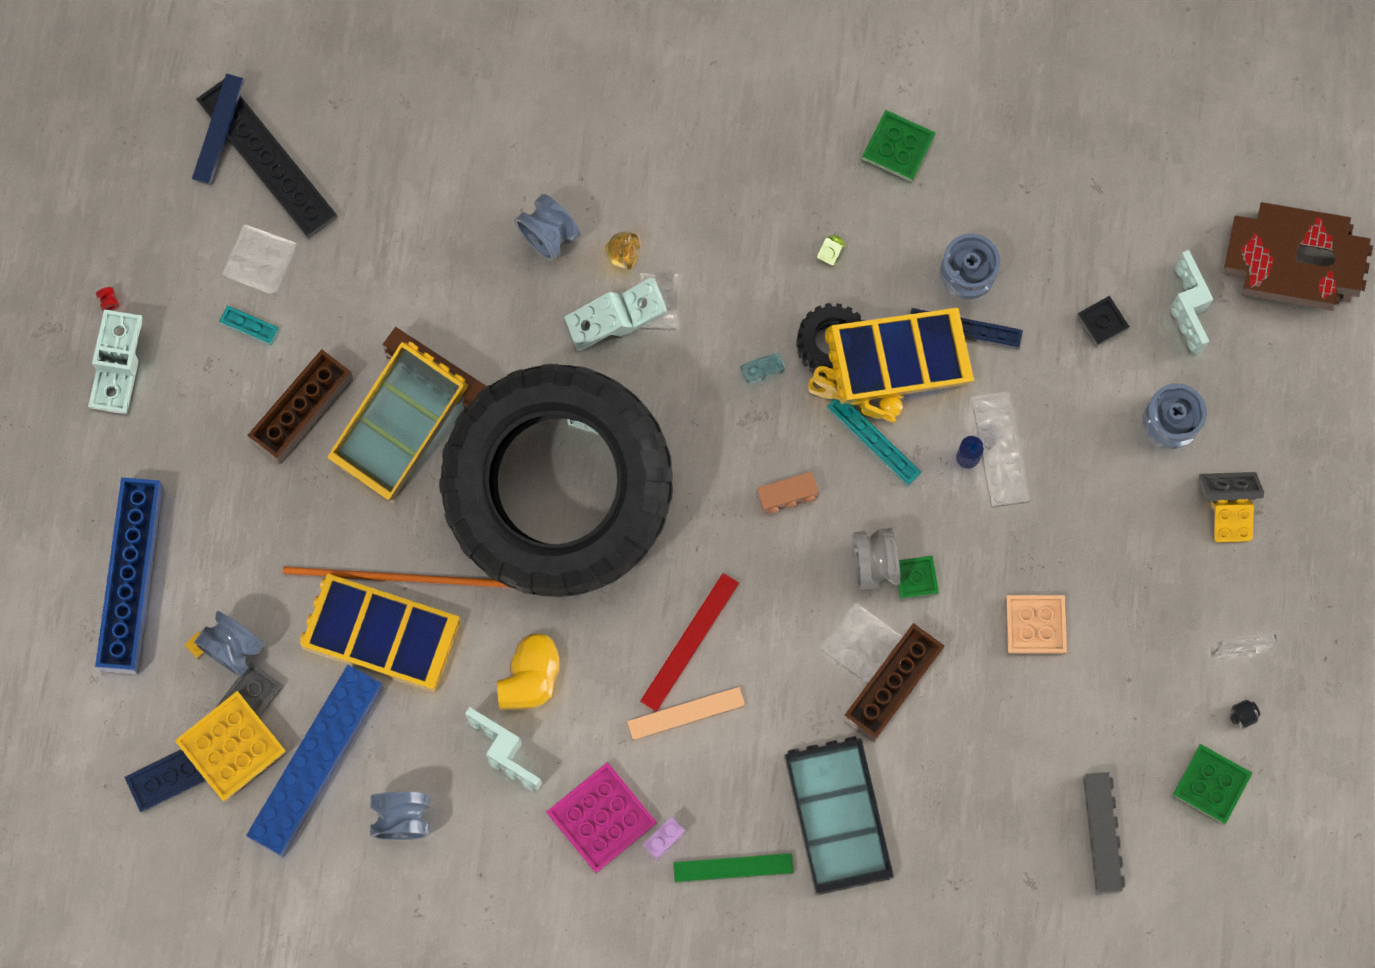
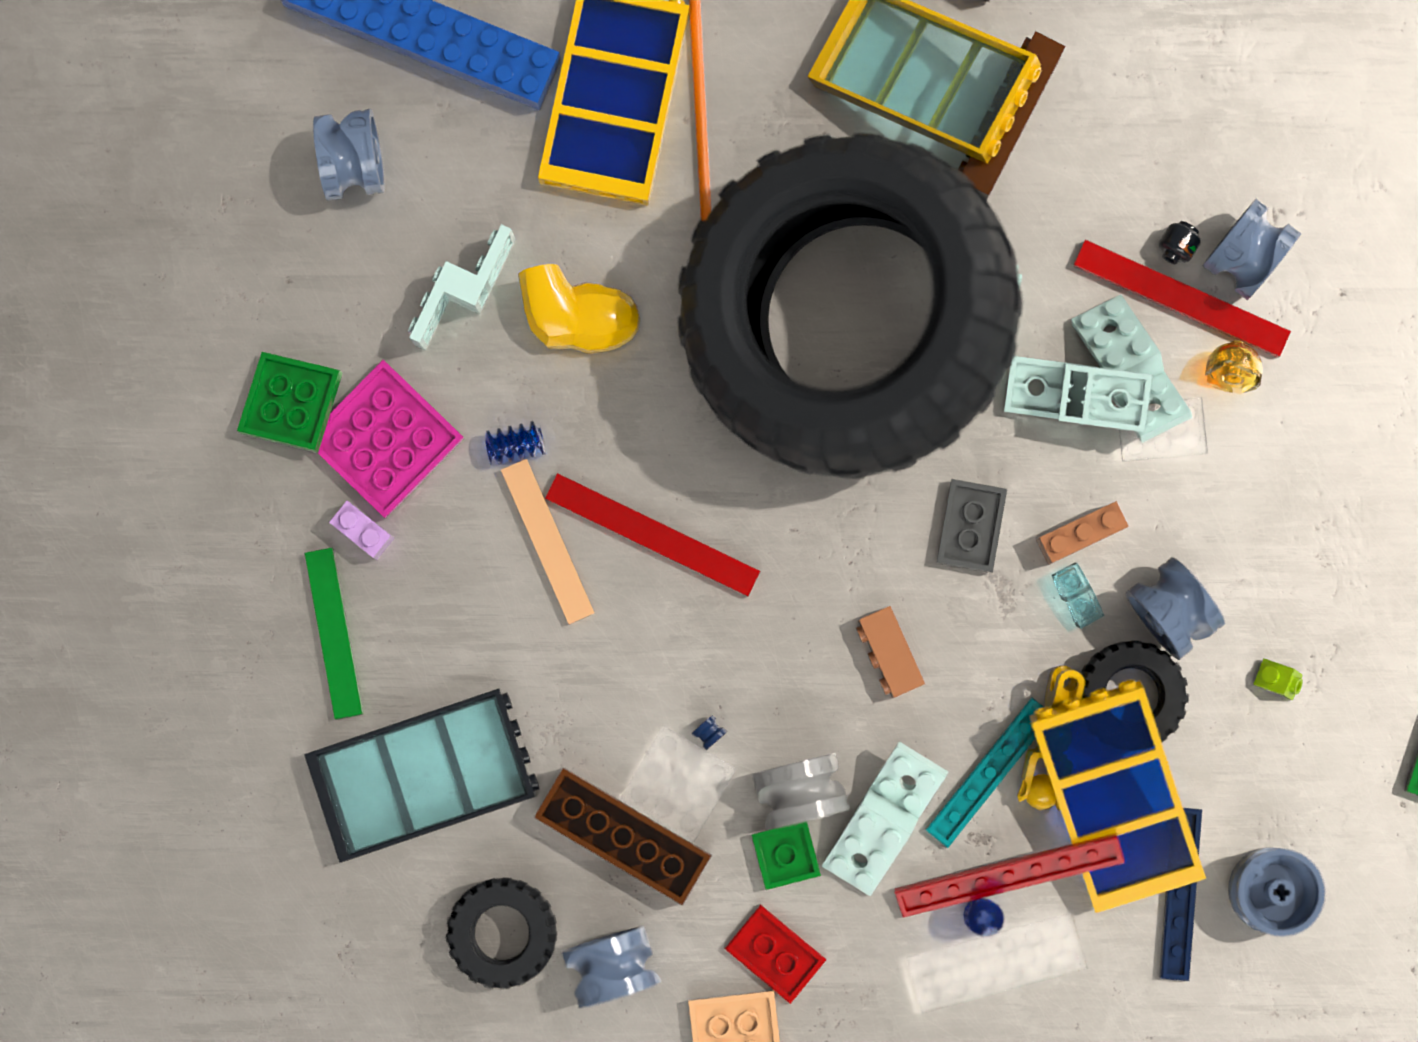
camera: 90 degrees right, 10 degrees up
(535, 274) = (1179, 242): none -> black head
(568, 879) = (289, 402): none -> green plate
(571, 279) = (1182, 298): none -> red tile
(615, 727) = (514, 443): none -> clear blue piece
(631, 343) = (1078, 393): none -> light aqua bracket
(708, 430) = (971, 525): none -> dark grey plate
(721, 360) = (1082, 533): none -> nougat brick
(779, 304) = (1176, 608): none -> sand blue piece
(829, 618) = (709, 732): none -> dark blue wheel
(899, 508) = (884, 819): none -> light aqua bracket
(944, 432) = (1009, 875): none -> red tile
(966, 749) = (463, 942): none -> black tyre
(981, 593) = (775, 954): none -> red tile
(981, 697) = (611, 966): none -> sand blue piece

